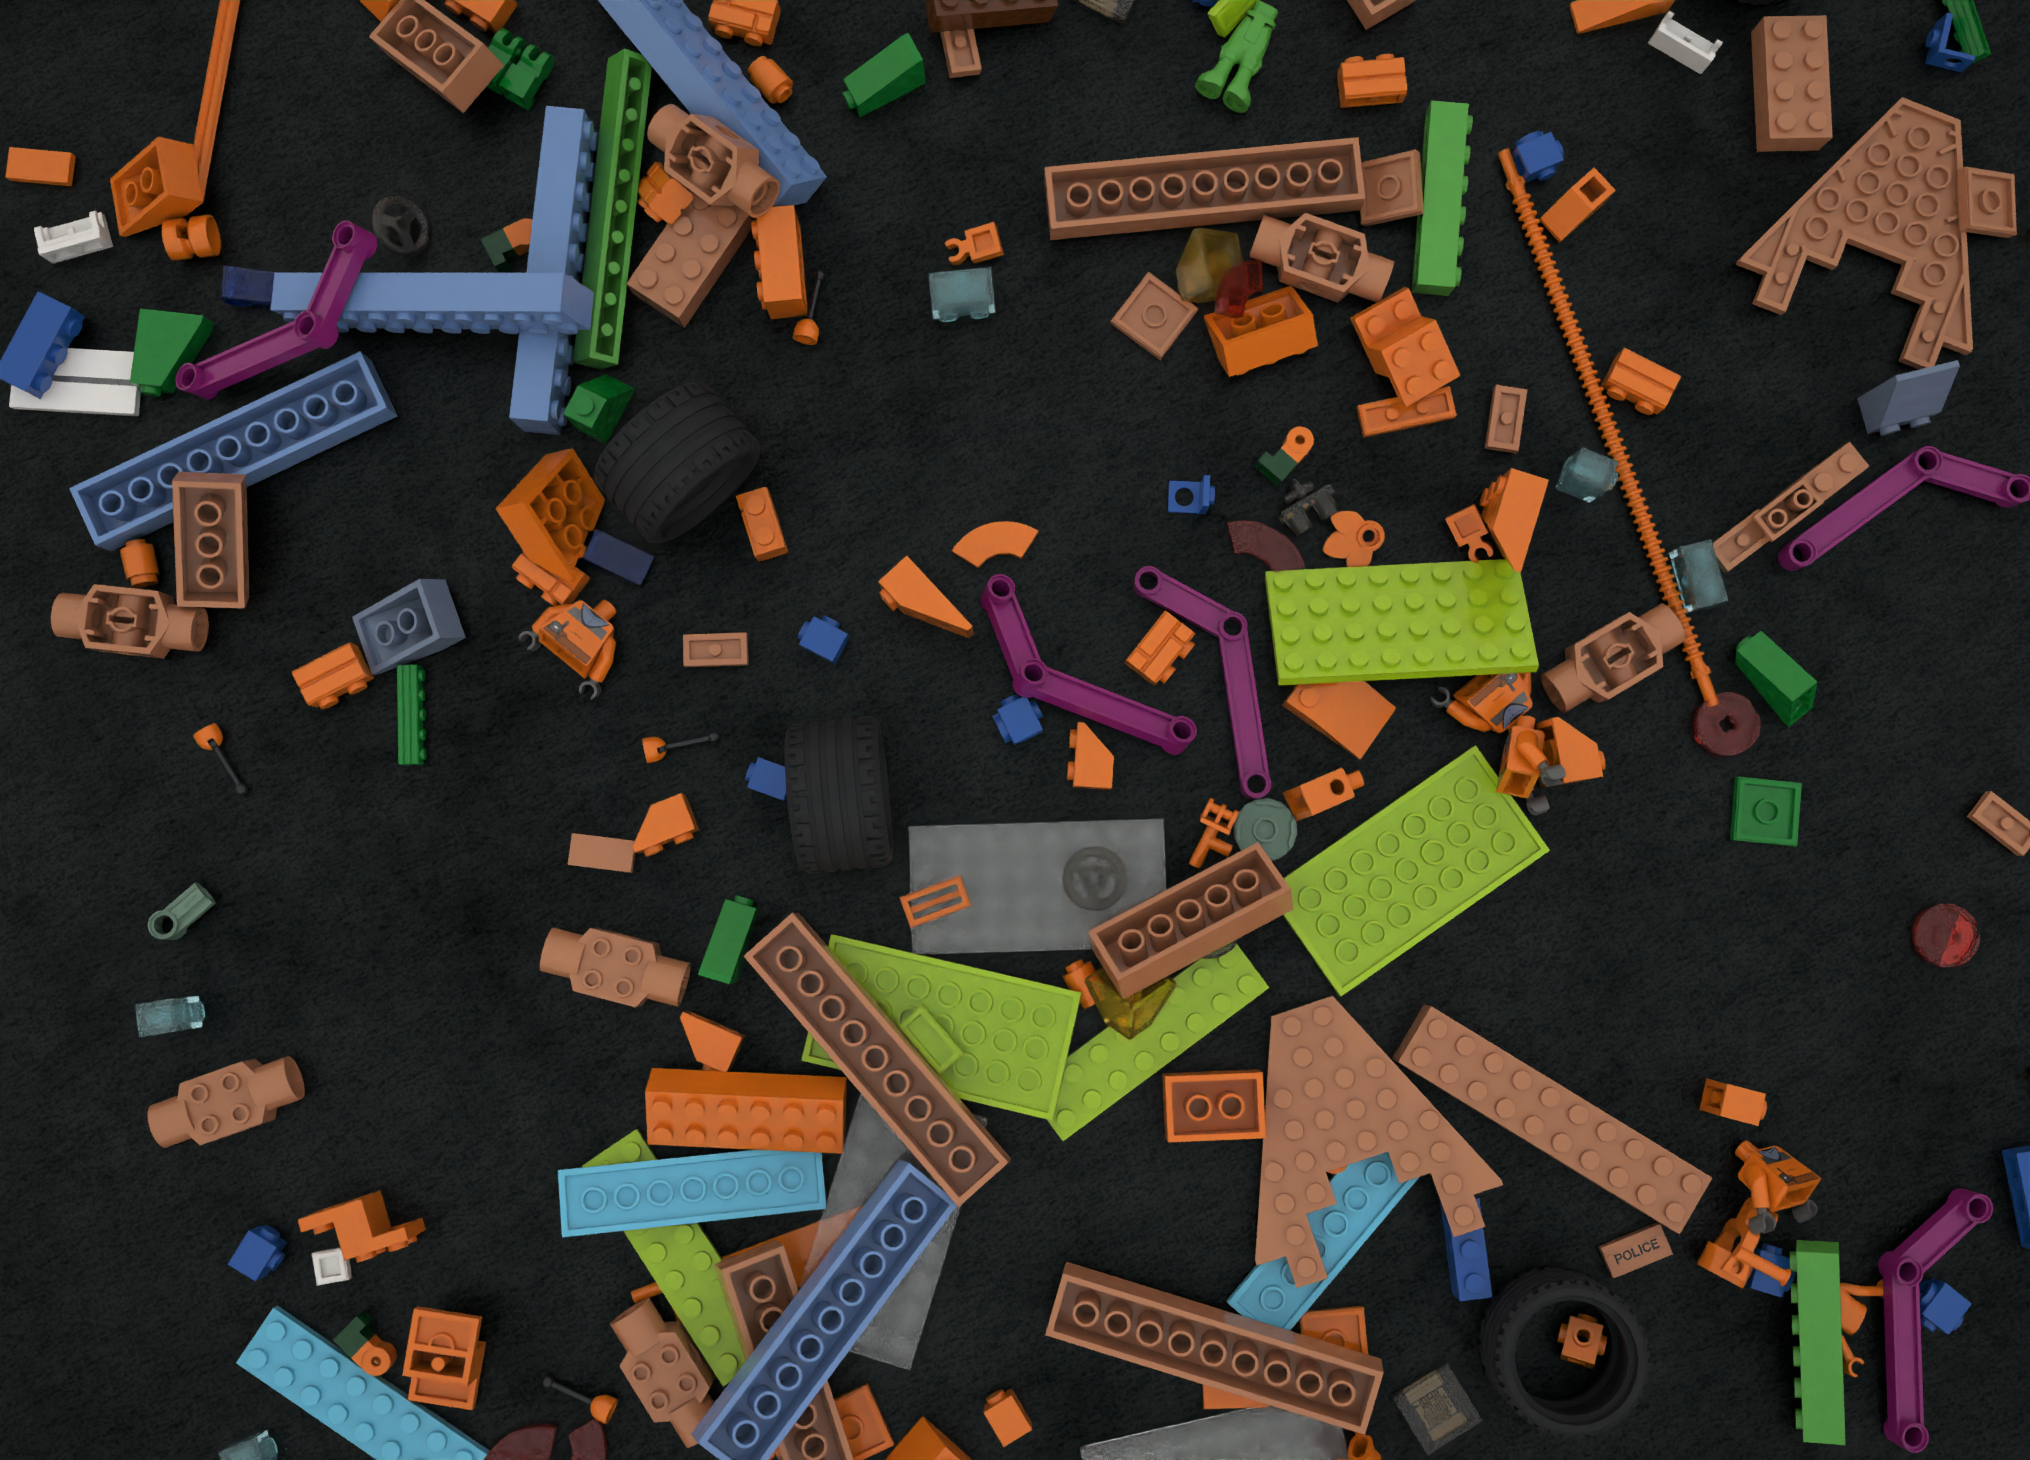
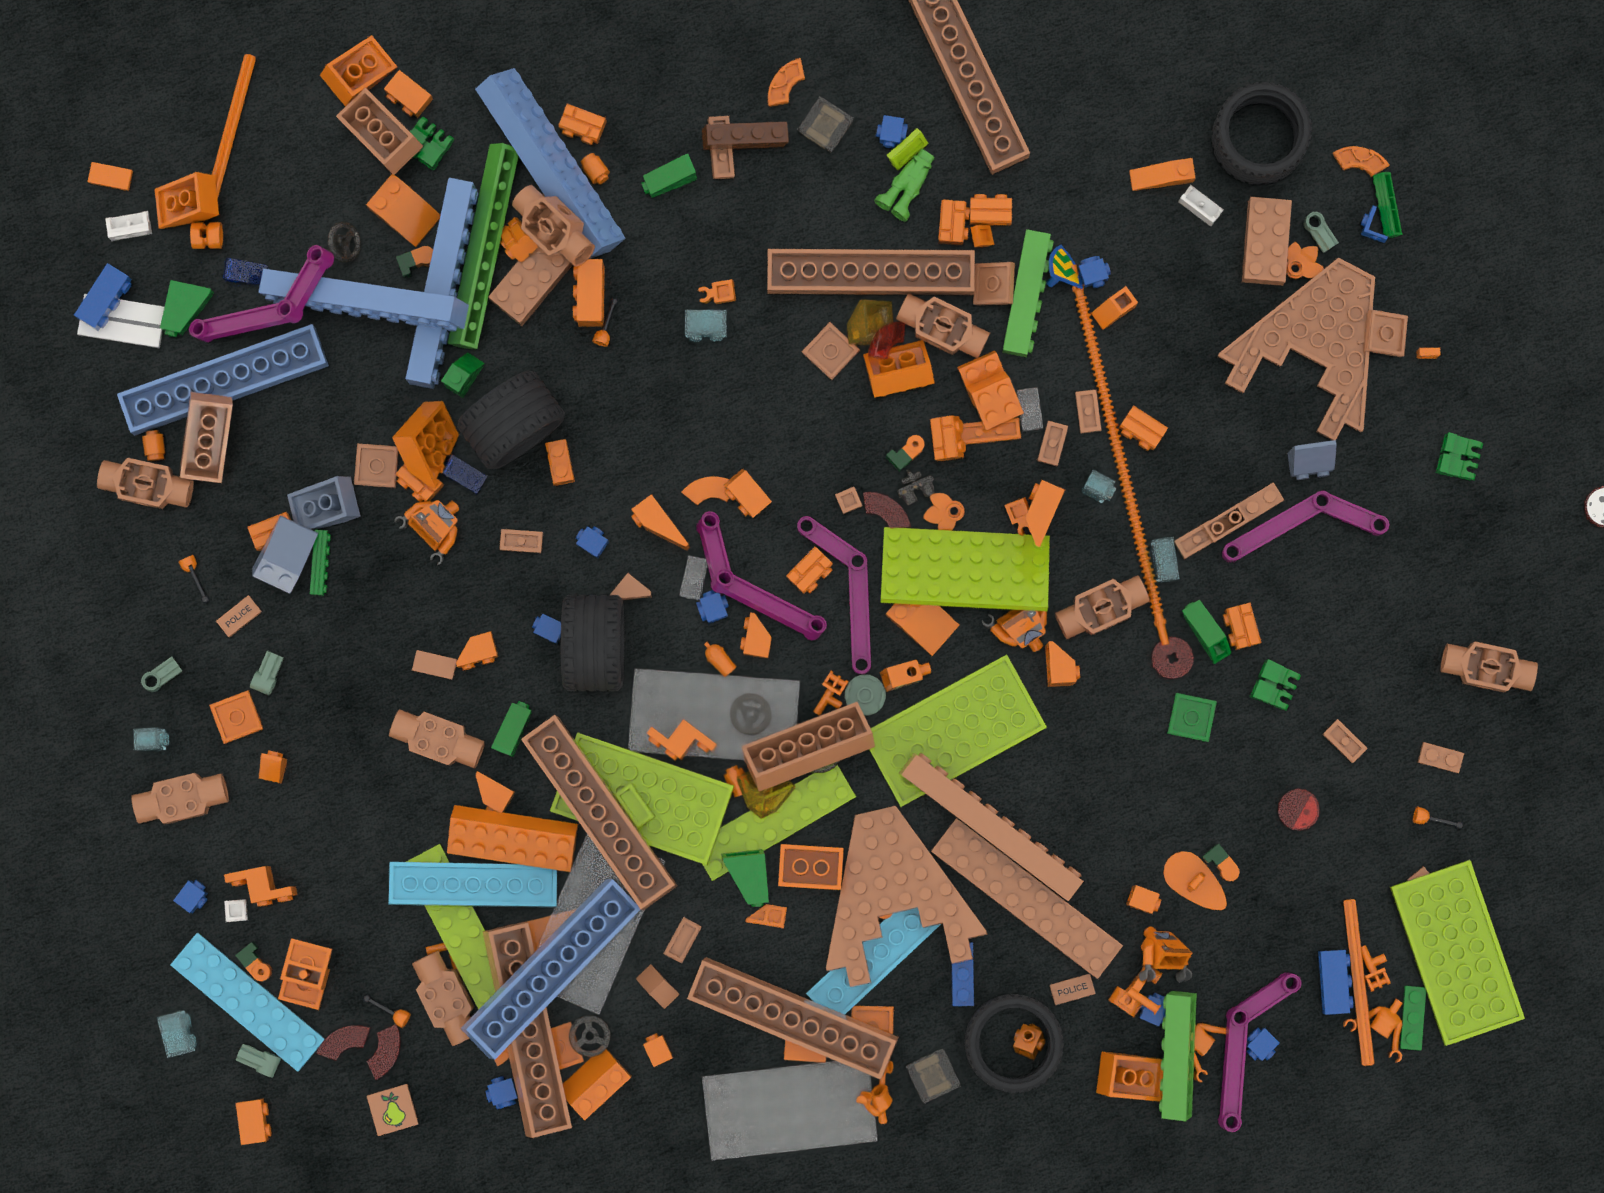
camera: 10 degrees right, 0 degrees up
(295, 810) = (239, 616): none -> nougat tile
(305, 965) = (236, 717): none -> orange tile
(343, 901) = (265, 678): none -> sand green piece
(351, 707) = (284, 554): none -> sand blue slope
(365, 1037) = (272, 766): none -> orange slope
(483, 559) = (376, 465): none -> nougat tile
(485, 169) = (403, 210): none -> orange slope
(656, 748) = (477, 601): hinge -> none
(891, 705) = (631, 589): none -> nougat slope
(897, 1393) = (588, 1019): none -> clear smoke piece
(910, 910) = (629, 722): orange tile -> none
(984, 679) = (694, 578): none -> clear plate
(992, 932) = (681, 740): none -> orange bracket
(995, 1314) = (657, 986): none -> nougat slope
(1026, 1237) = (682, 940): none -> nougat tile
(1037, 798) = (719, 659): none -> orange piece
(1052, 542) = (746, 493): none -> orange brick
(1120, 1127) = (749, 874): none -> green slope
(1155, 1186) = (769, 915): none -> orange tile
(1202, 493) = (848, 472): blue bracket -> none
(1207, 536) = (848, 500): none -> nougat plate
(1317, 104) = (953, 222): none -> orange brick
(1348, 426) = (947, 438): none -> orange brick
(1363, 120) = (982, 236): none -> orange plate
(1471, 383) = (1030, 404): none -> clear plate
(1489, 156) = (1061, 269): none -> shield
(1493, 1017) = (991, 827): none -> nougat brick
(1522, 765) = (1030, 670): orange torso -> none
(1553, 365) = (1088, 411): none -> nougat plate
(1743, 1379) = (1130, 1076): none -> orange slope
(1799, 1061) = (1194, 881): none -> orange shield
(1829, 663) = (1242, 626): none -> orange brick
(1849, 111) = (1304, 260): none -> orange plate
(1849, 1035) = (1228, 869): none -> leg
(1869, 65) = (1322, 233): none -> sand green piece
(1876, 757) = (1272, 675): none -> green legs

